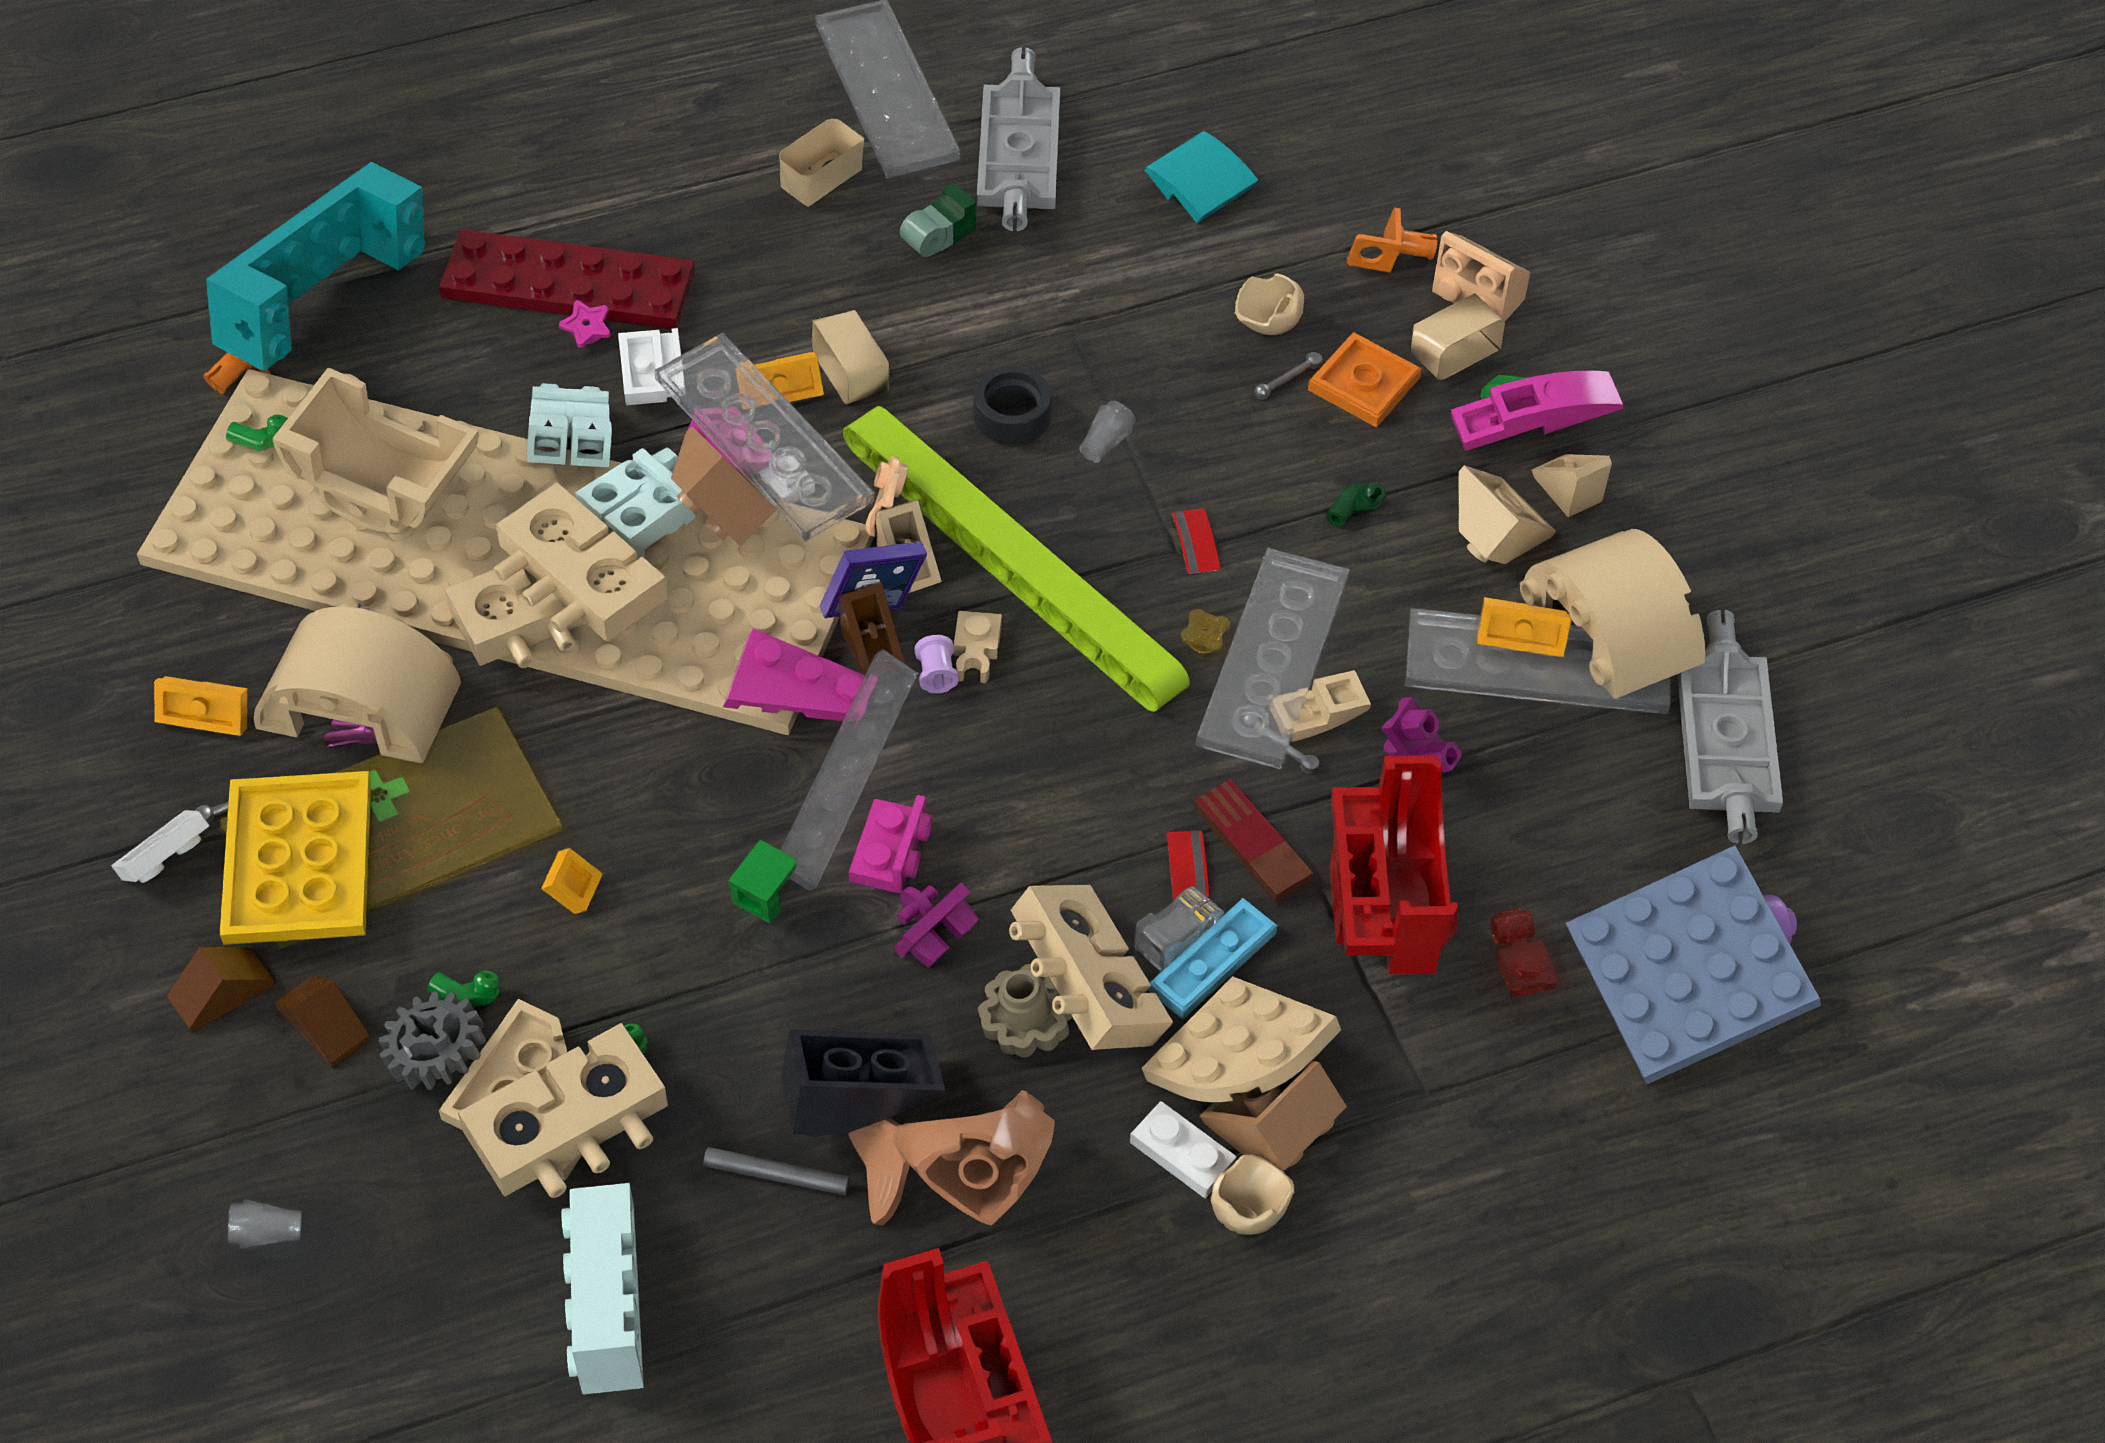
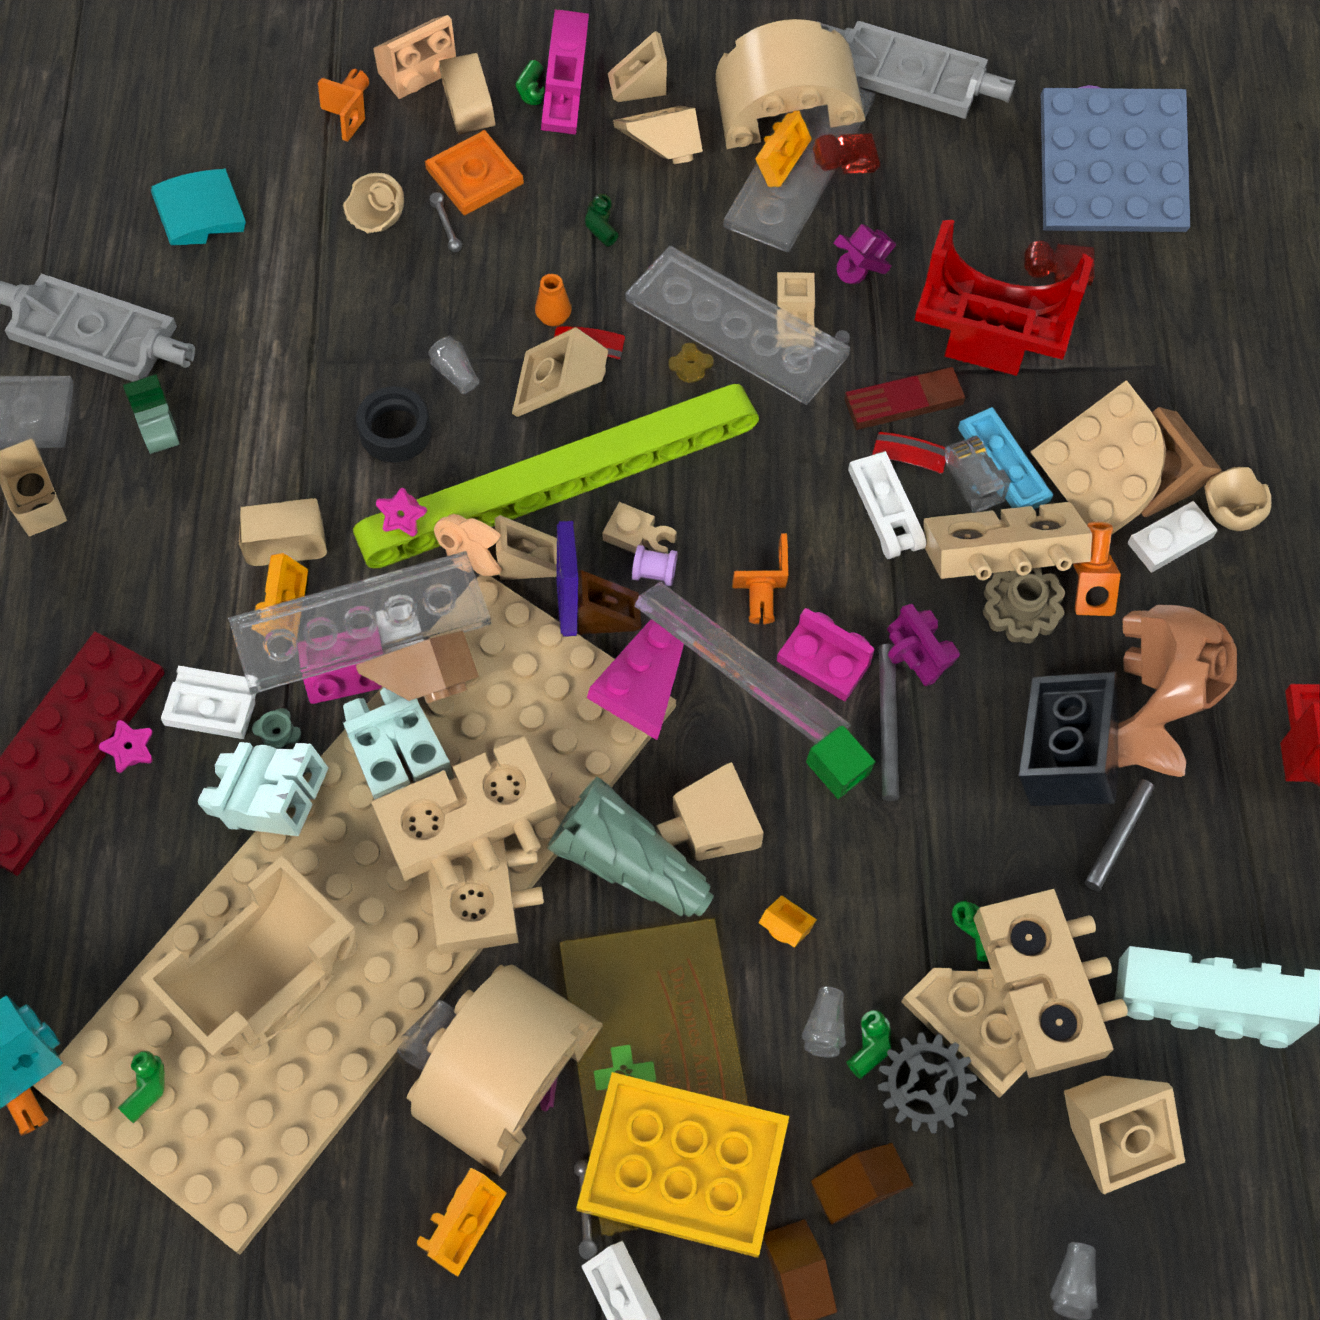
camera: 70 degrees left, 10 degrees up
(427, 1229) = (1125, 1129): none -> tan slope
(474, 942) = (826, 1026): none -> clear cone
(596, 701) = (624, 848): none -> sand green cone
(641, 424) = (276, 720): none -> sand green plate
(667, 789) = (713, 817): none -> tan torso
(823, 925) = (888, 720): none -> flat silver bar
(893, 425) = (405, 503): none -> dark pink plate
(949, 763) = (762, 585): none -> orange bracket
(1094, 1069) = (1099, 572): none -> orange bracket
(1103, 848) = (887, 504): none -> white plate
(1137, 519) = (559, 370): none -> tan slope
(1220, 486) = (552, 301): none -> orange cone
(1568, 705) = (851, 151): none -> clear red plate

